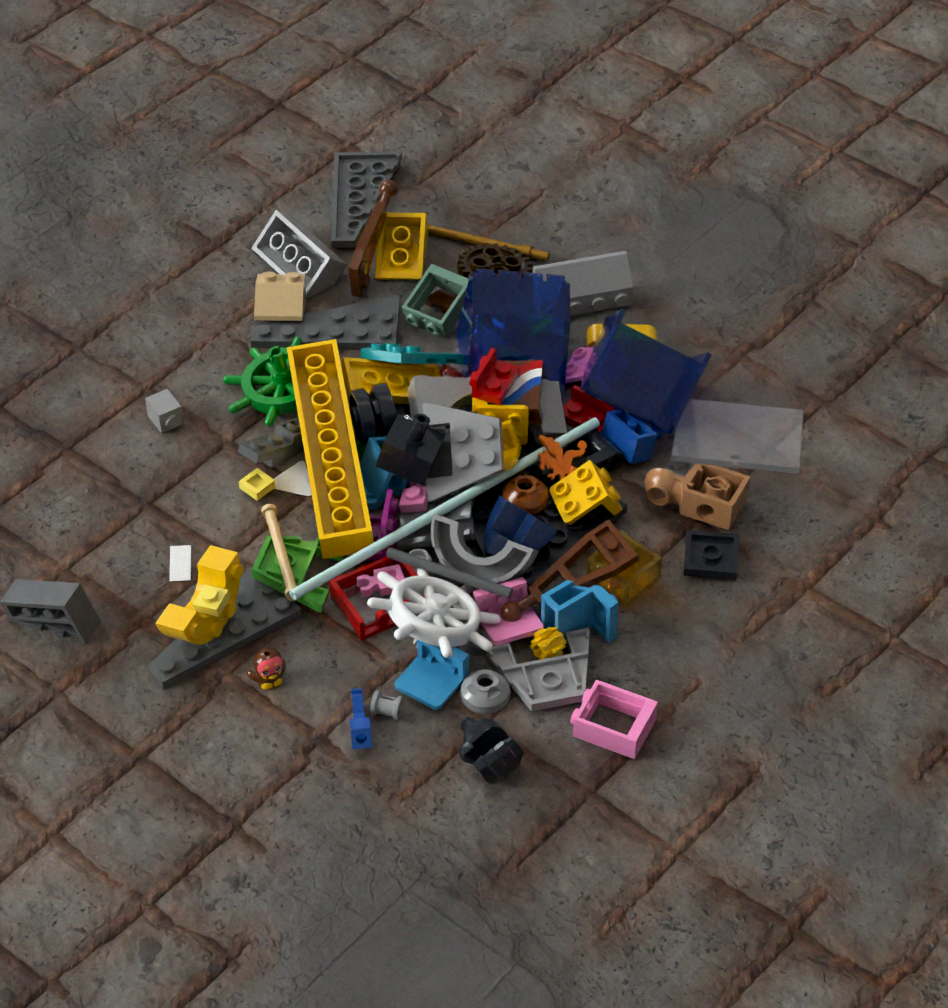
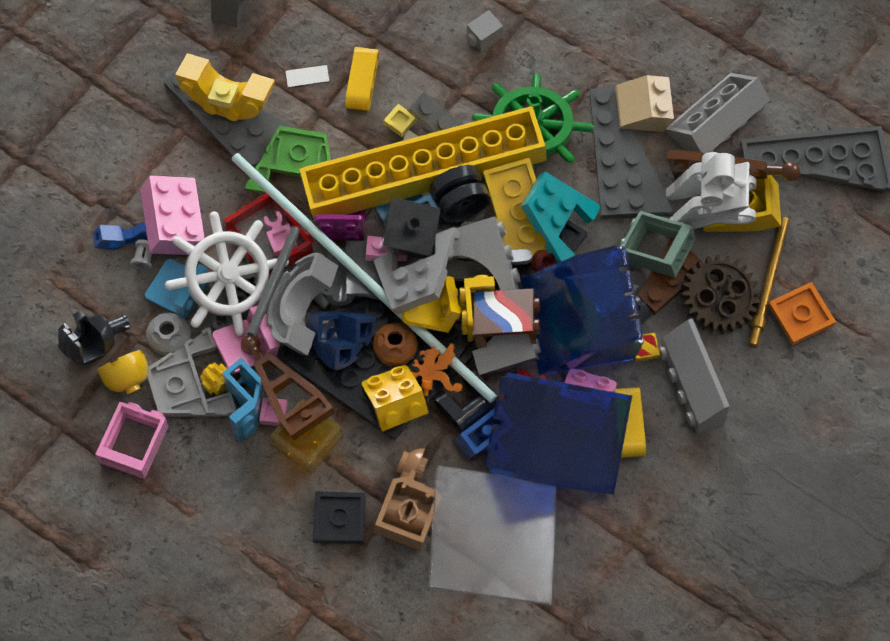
camera: 85 degrees right, 20 degrees up
(199, 510) = (362, 78): none -> yellow beam
(268, 668) = (176, 157): animal -> none
(269, 512) = (303, 145): tan bar -> none
(347, 667) = (171, 211): none -> bright pink brick
(400, 240) = (721, 188): none -> white piece
(493, 378) = (498, 287): red bracket -> none
(520, 222) = (802, 313): none -> orange plate
(535, 715) = (125, 373): none -> yellow cylinder

